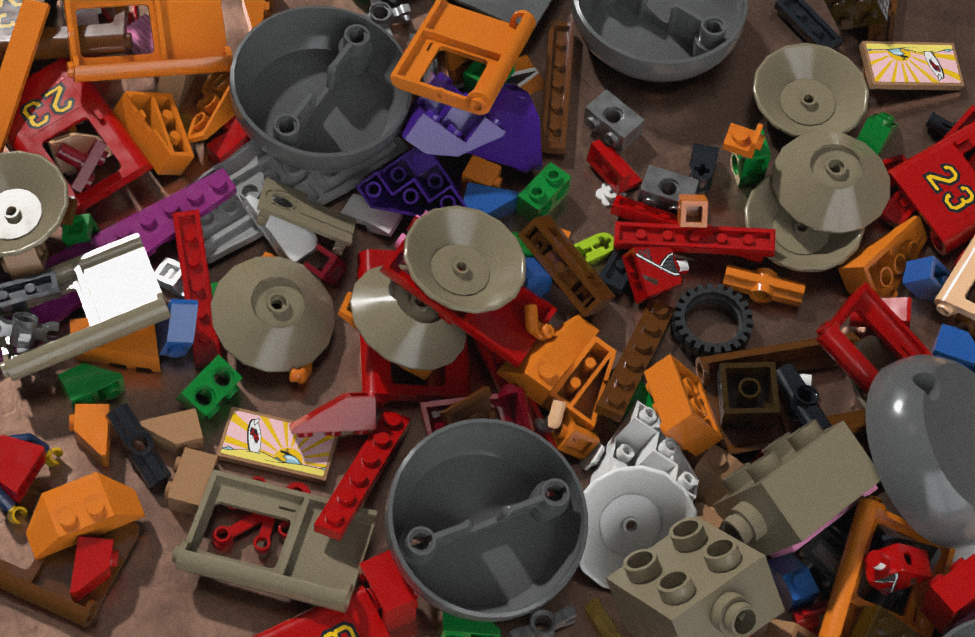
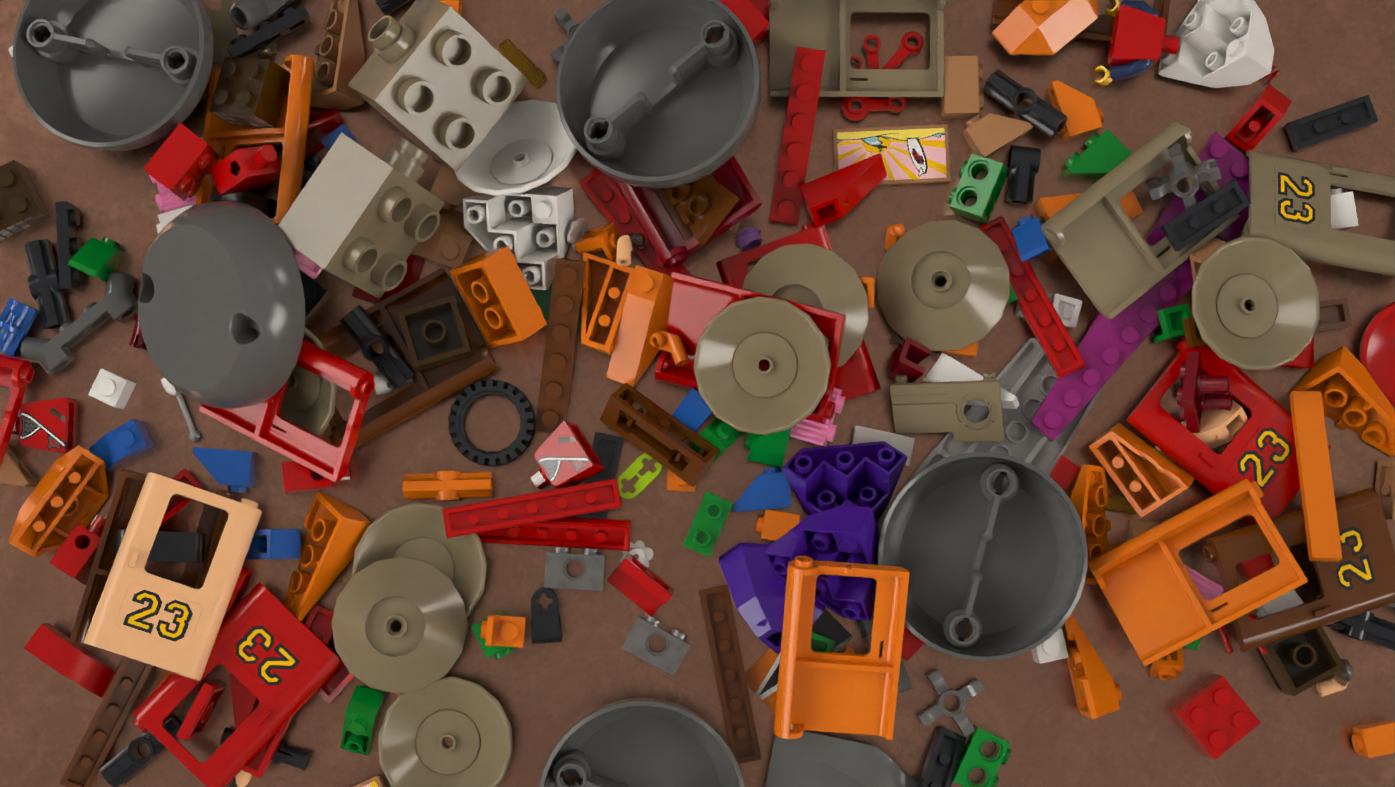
camera: 165 degrees right, 25 degrees up
(161, 397) = (1023, 165): none -> black piece
(692, 210) = (541, 535): orange brick -> none

